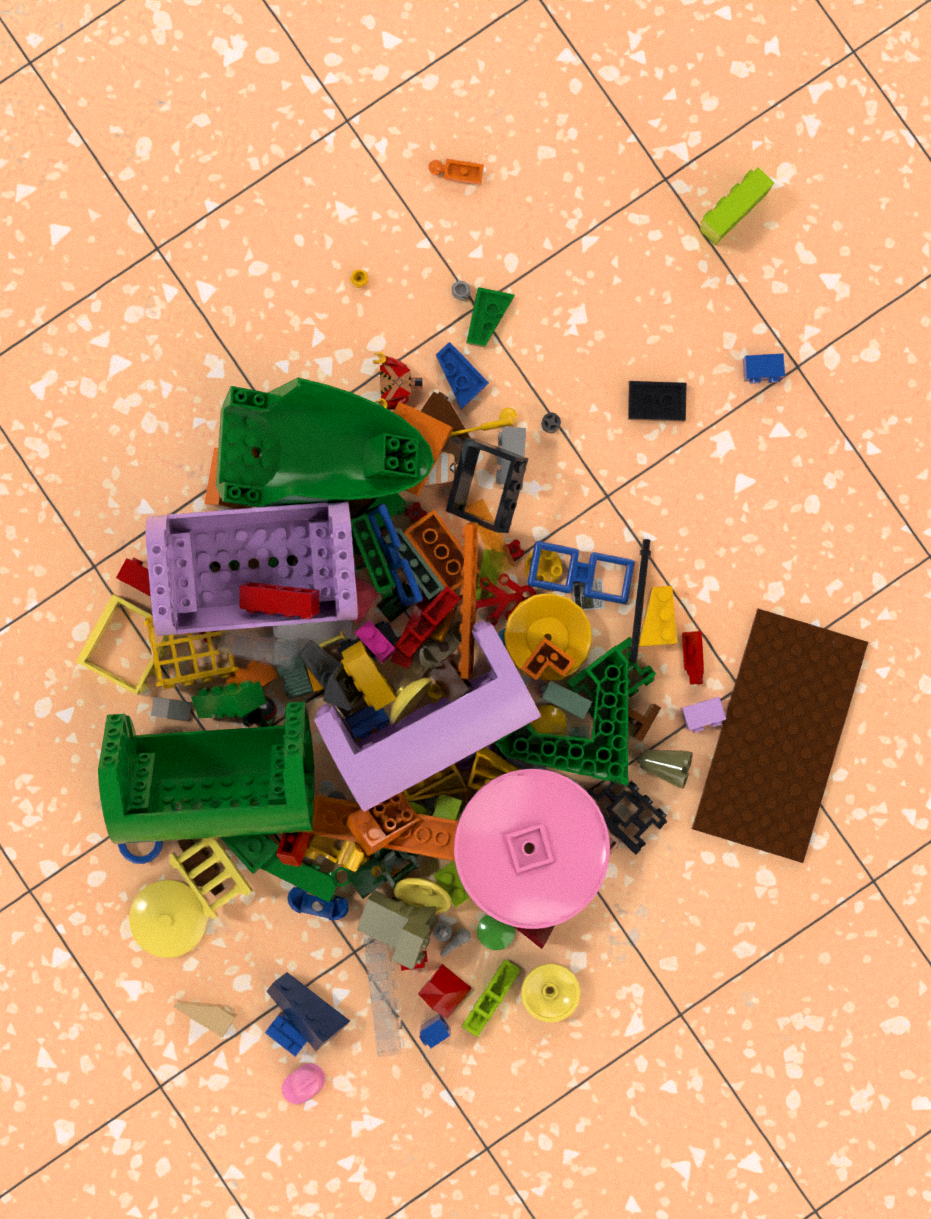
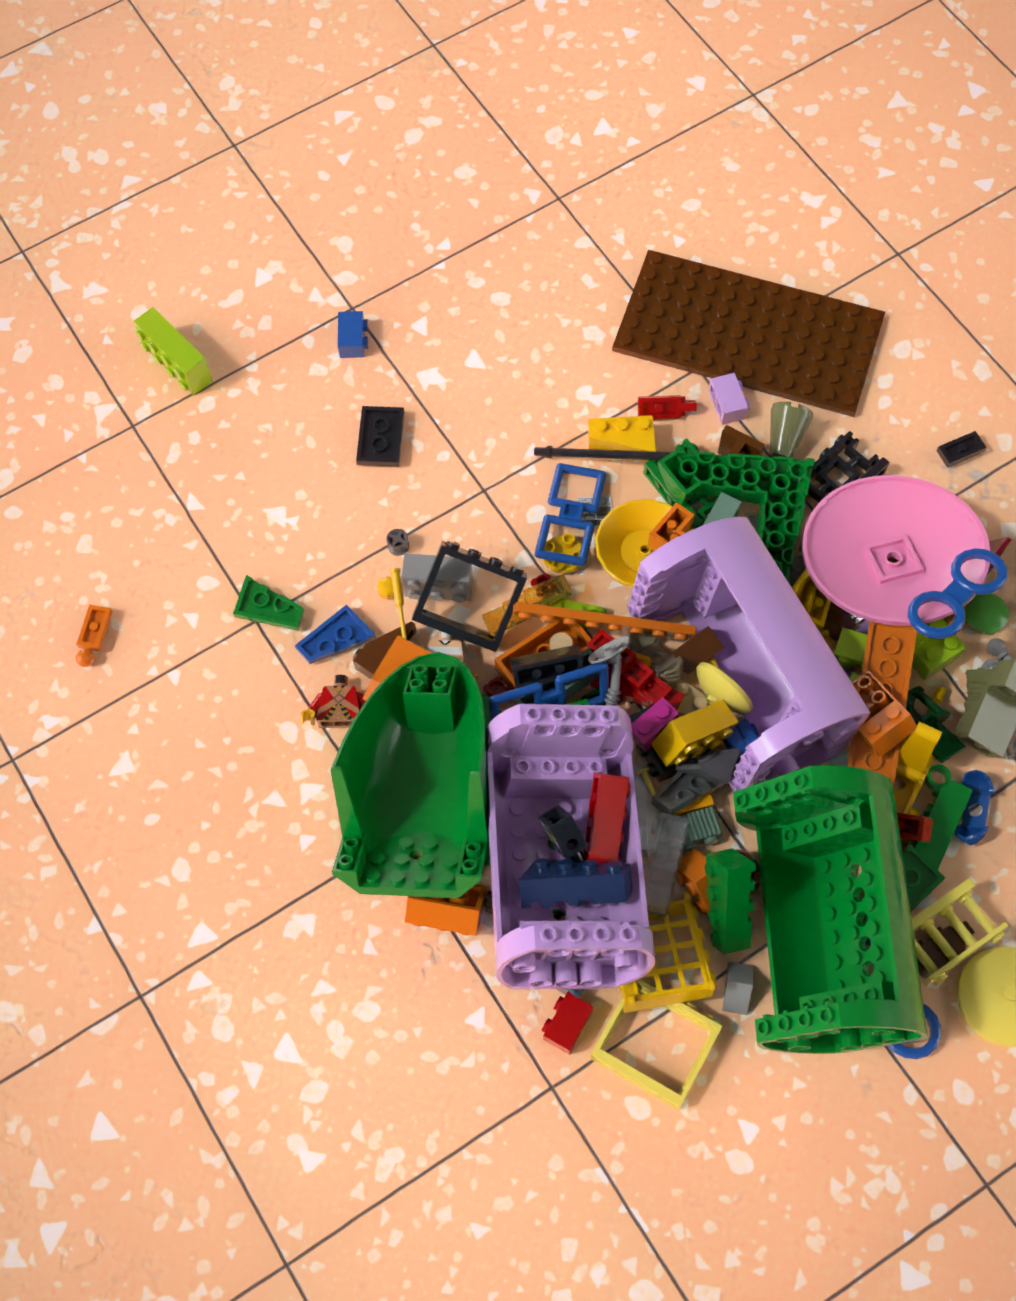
camera: 90 degrees left, 20 degrees down
(227, 574) = (575, 882): none -> dark blue wedge
(261, 570) = (563, 833): none -> black torso
(359, 273) = (203, 743): yellow plate -> none
(421, 551) = (545, 665): none -> black brick
(423, 893) = (951, 680): light yellow dish -> none
(429, 605) = (611, 653): none -> light grey dish
(446, 564) = (560, 640): none -> tan tile
(460, 290) = (234, 634): light grey plate -> none
(480, 895) = (957, 593): none -> blue bar
(503, 598) = (600, 593): red plant -> none
(656, 922) = (961, 449): none -> black plate

